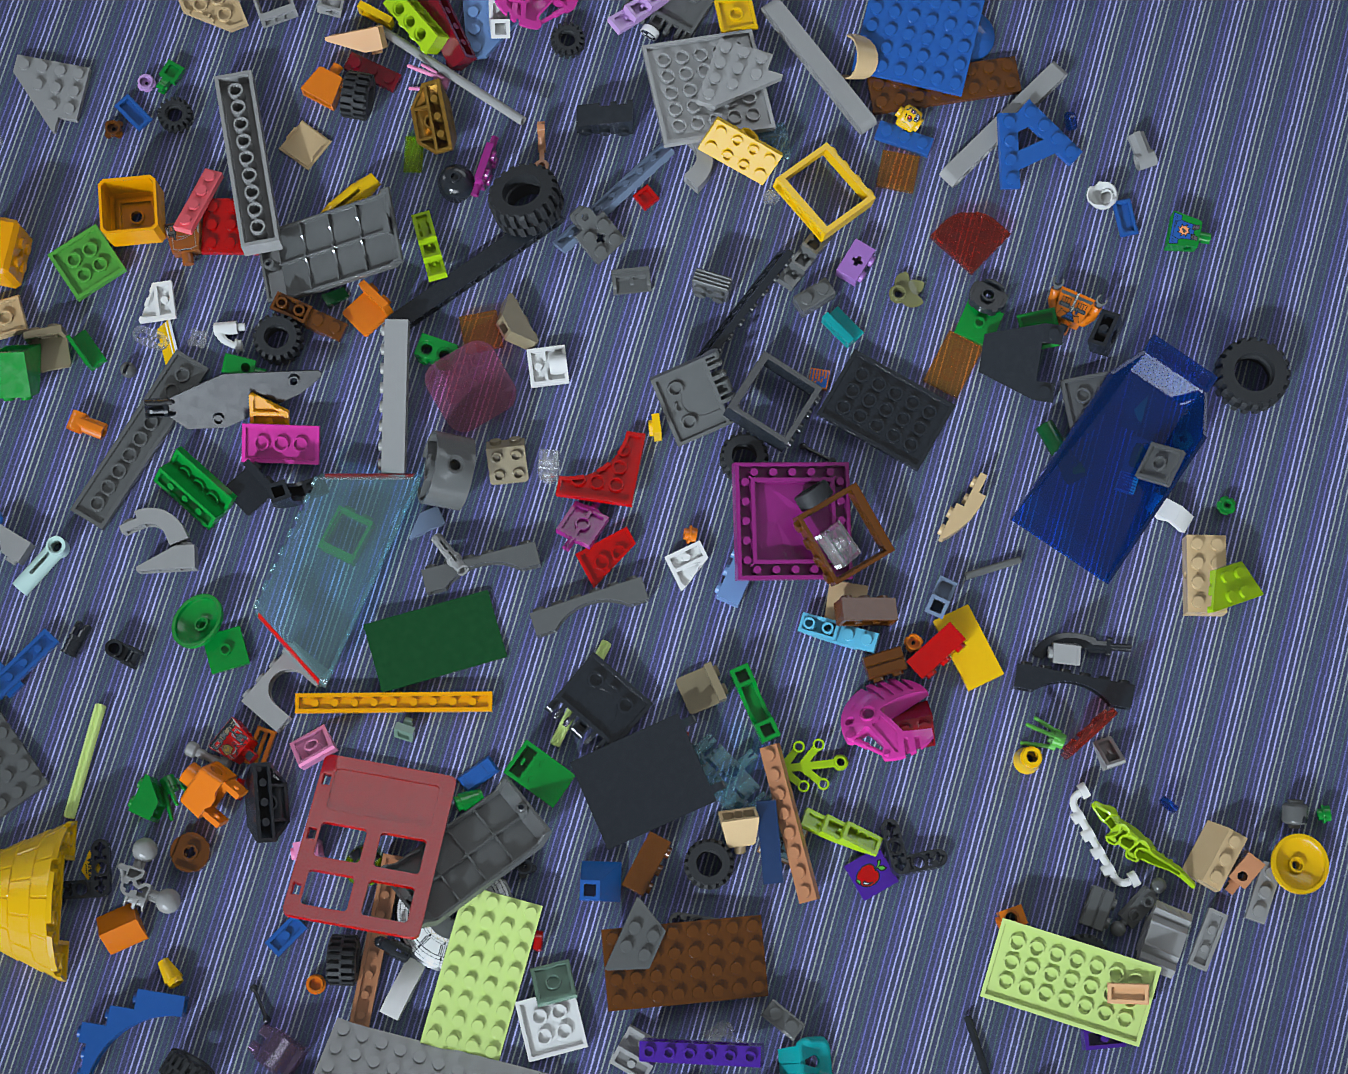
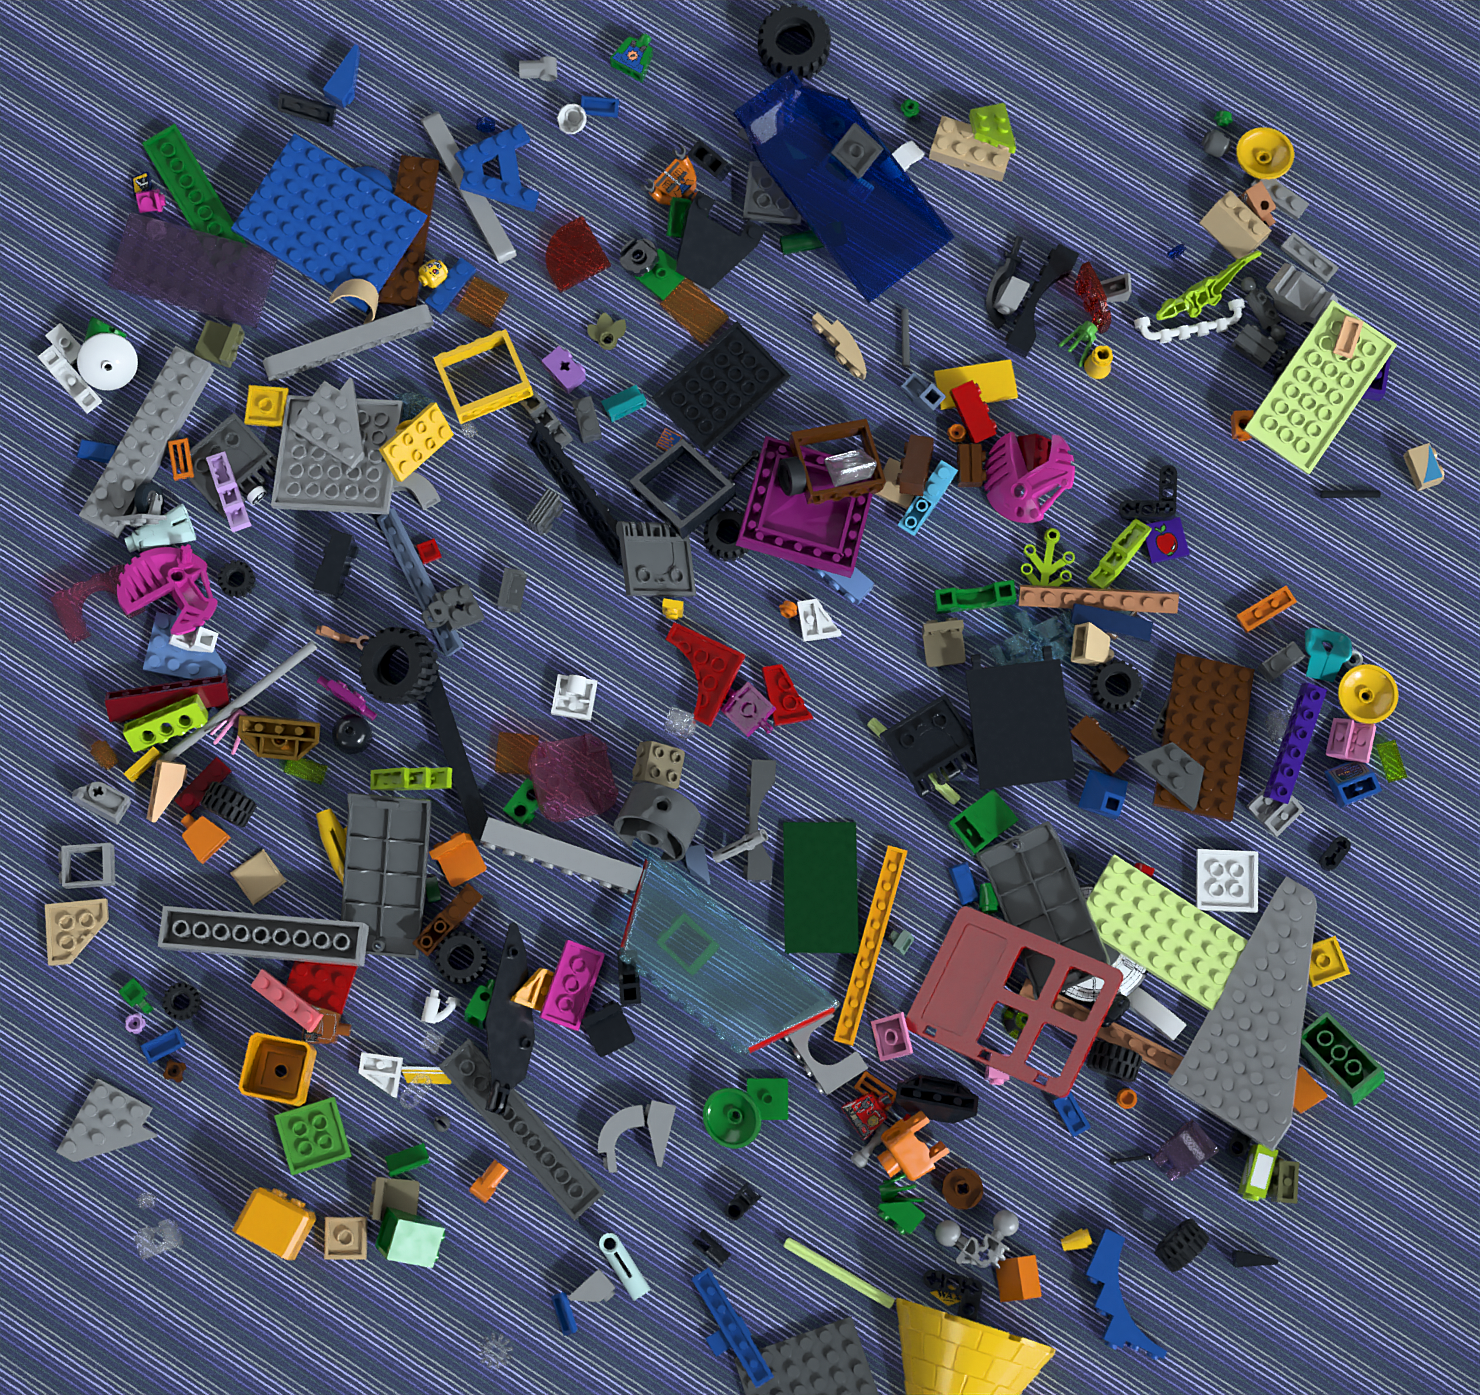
camera: 80 degrees left, 0 degrees up
(195, 488) = (590, 1086): green slope -> none
(515, 325) = (521, 717): dark tan slope -> none
(553, 983) = (1188, 866): sand green tile -> none
(628, 593) = (833, 769): dark grey arch -> none
(832, 991) = (1266, 609): none -> orange plate

